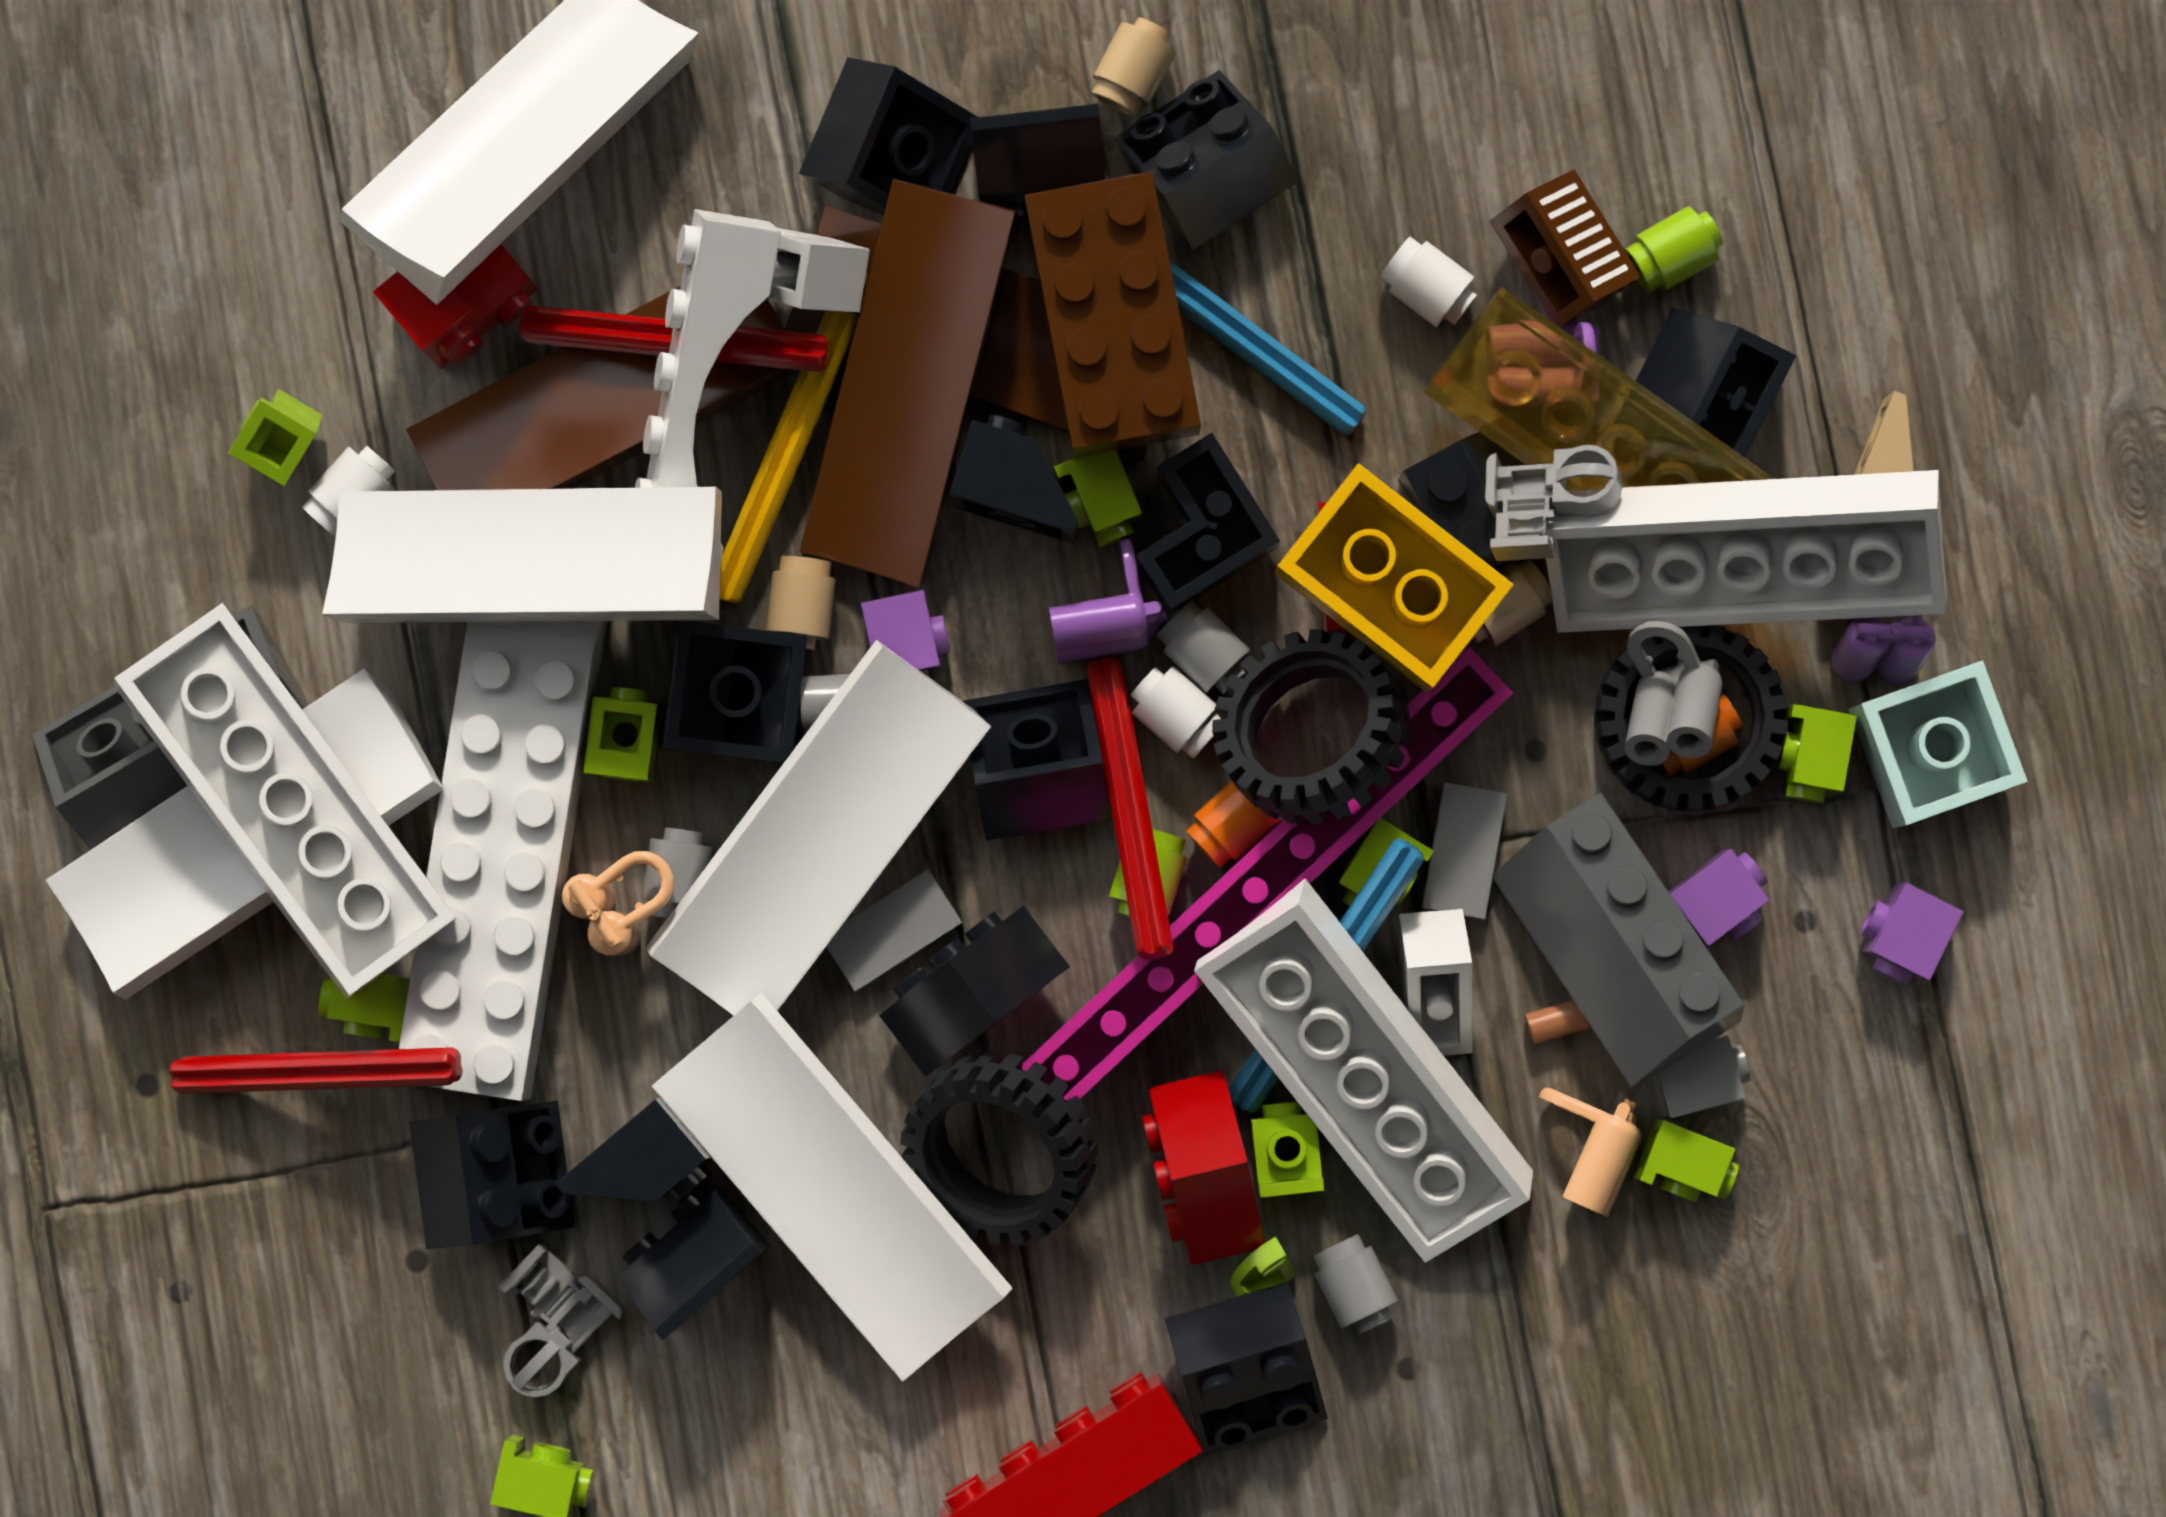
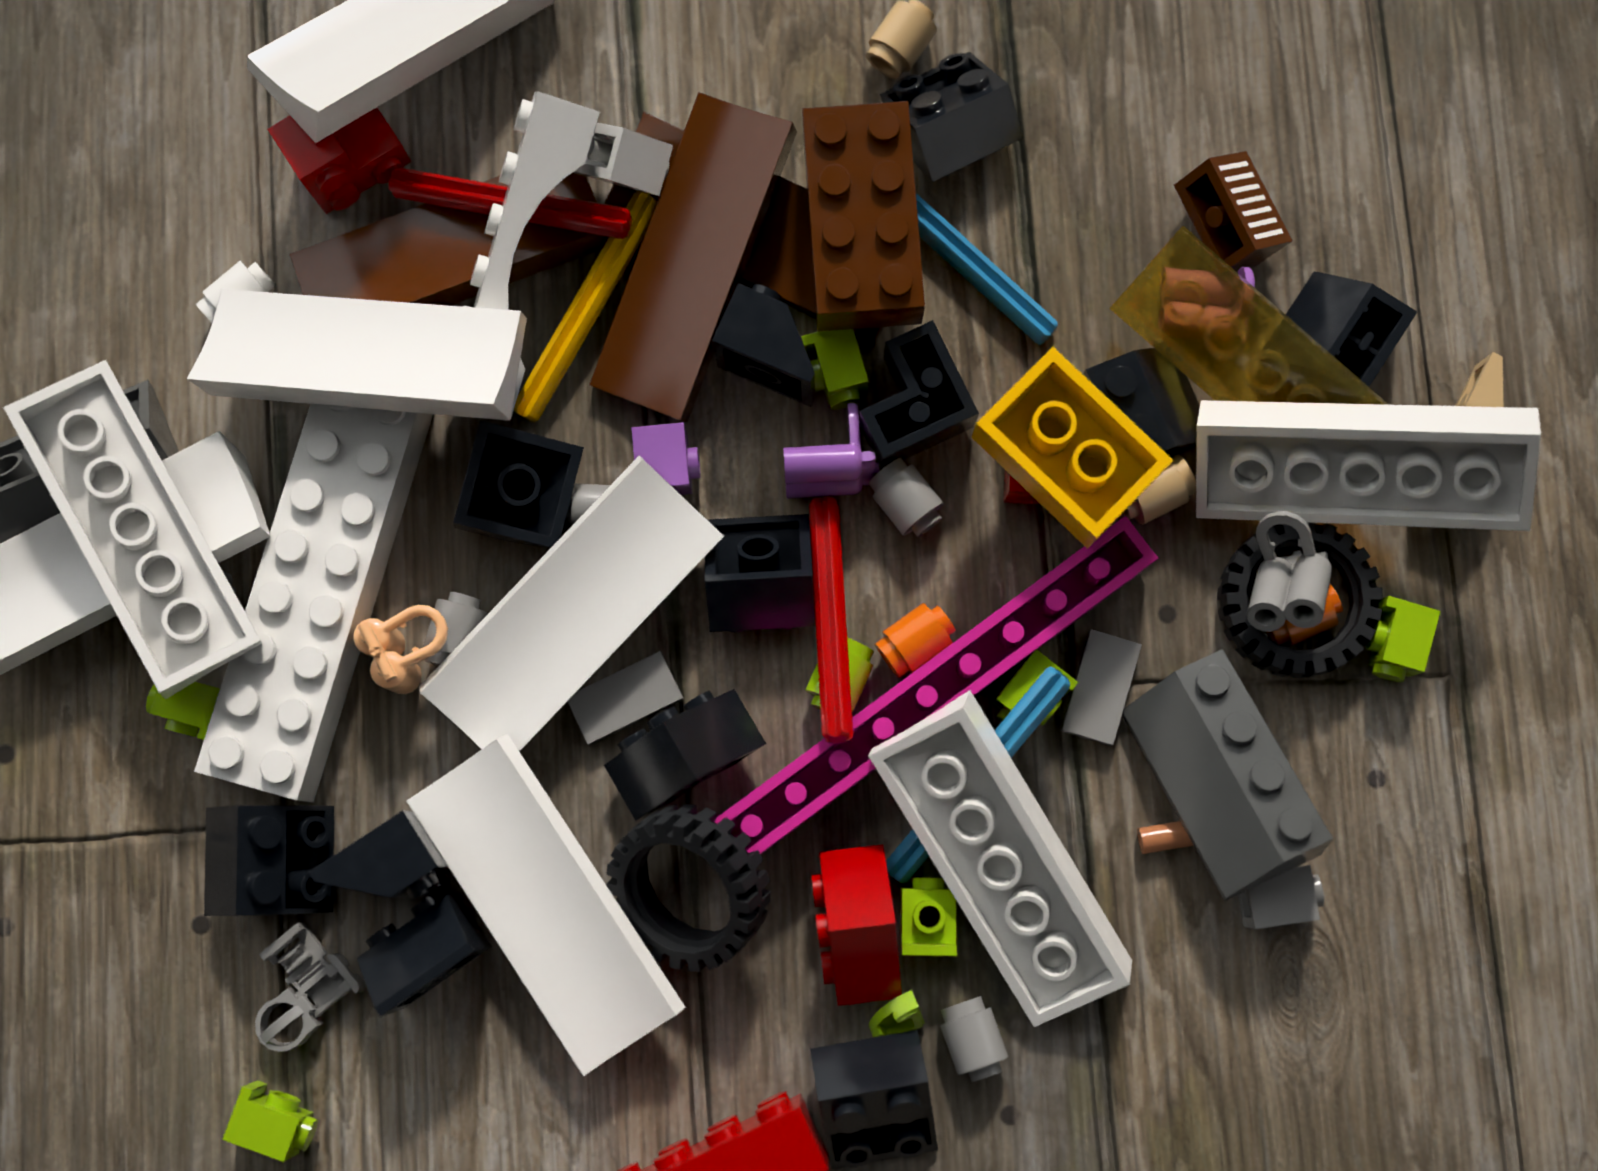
camera: 10 degrees right, 5 degrees down
(276, 436) = (181, 243): lime brick -> none
(316, 1070) = (134, 755): red axle -> none
(604, 755) = (414, 499): lime brick -> none
(802, 598) = (586, 421): tan brick -> none
(884, 130) = (696, 55): black slope -> none
(1036, 153) = (814, 78): black slope -> none
(1175, 710) = (878, 546): white brick -> none
(1271, 680) = (972, 521): black tyre -> none
(1429, 282) = (1119, 229): white brick -> none
(1438, 977) = (1070, 787): white slope -> none
(1532, 490) = (1187, 398): light grey piece -> none
(1605, 1153) = (1195, 953): light nougat piece -> none
(1675, 249) = (1321, 225): lime brick -> none
(1687, 1162) = (1262, 967): lime brick -> none
(1722, 896) = (1316, 747): medium lavender brick -> none
(1892, 650) = (1466, 559): medium lavender piece -> none
(1908, 933) = (1466, 797): medium lavender brick -> none
(1938, 745) = (1505, 643): light aqua brick -> none

